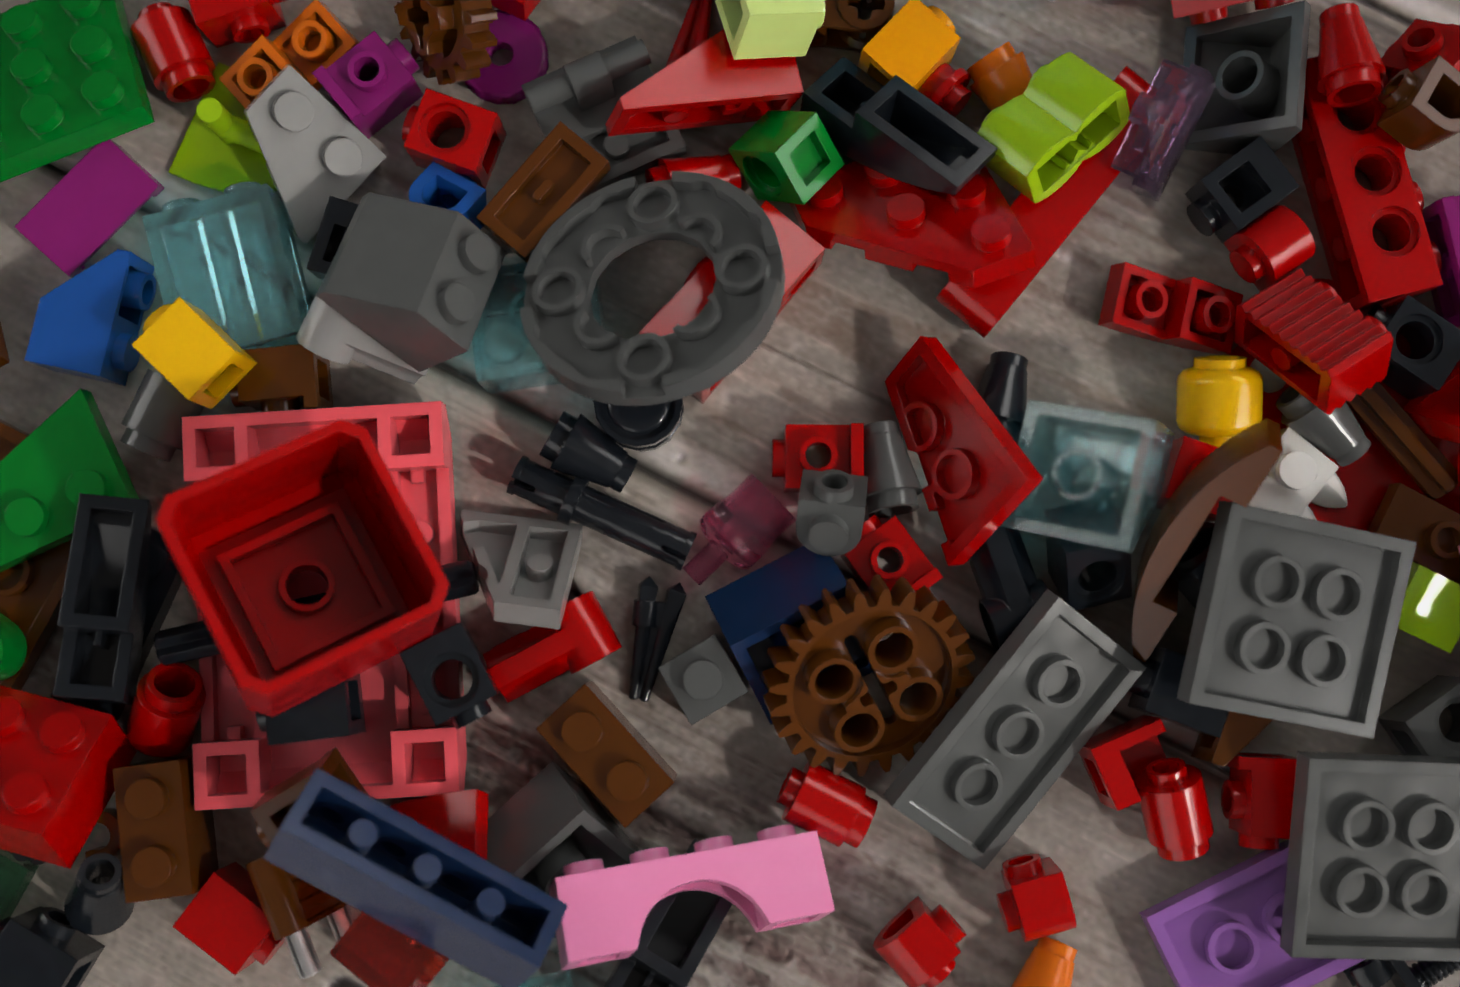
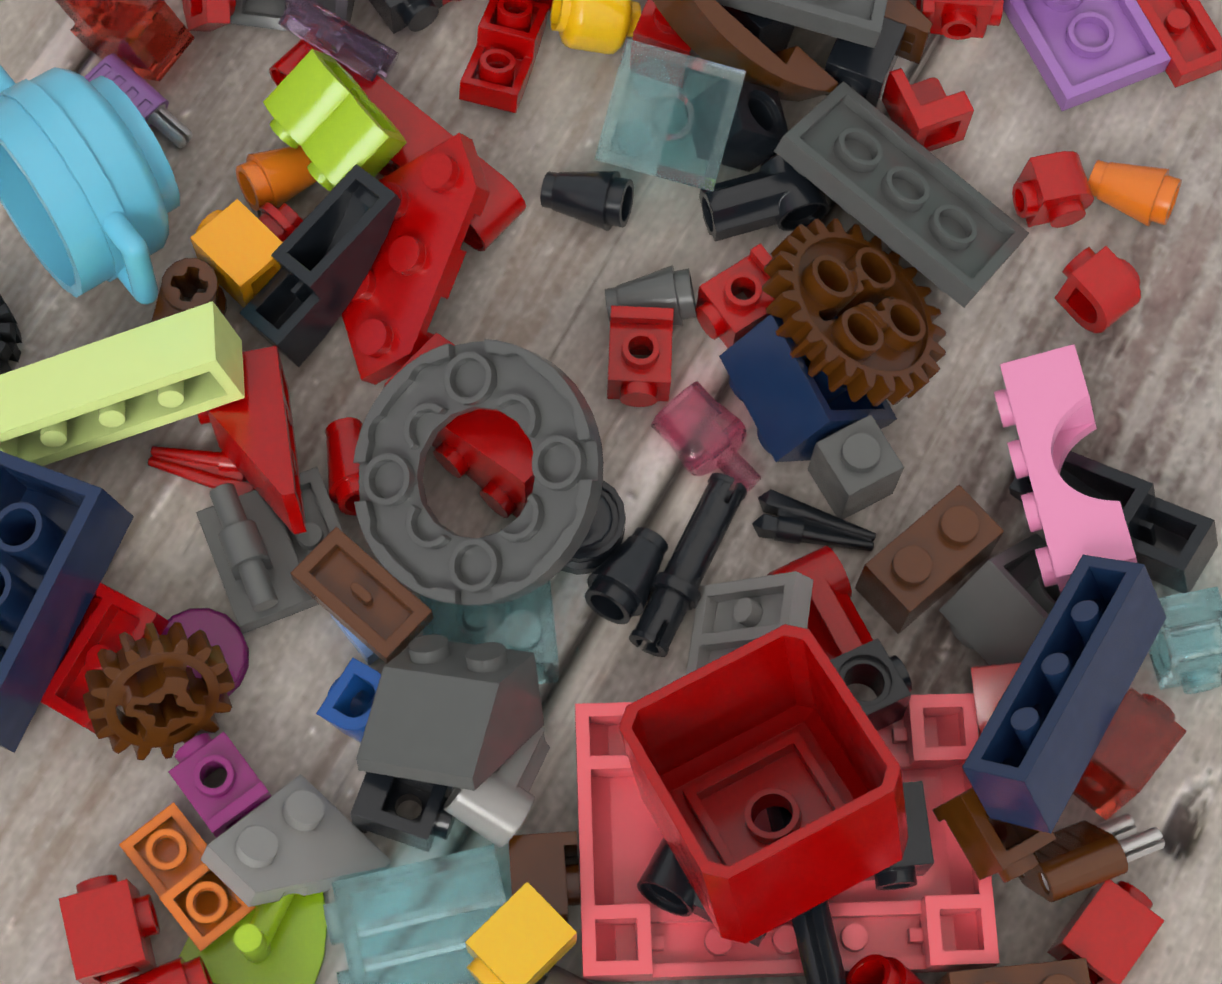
camera: 90 degrees left, 15 degrees down
(476, 151) = (280, 672): red brick -> none
(786, 156) = (339, 367): green brick -> none
(828, 804) = (972, 364): red brick -> none
(831, 511) = (696, 333): dark grey plate -> none
(965, 451) = (640, 221): red wing -> none
(1175, 809) = (975, 67): red brick -> none

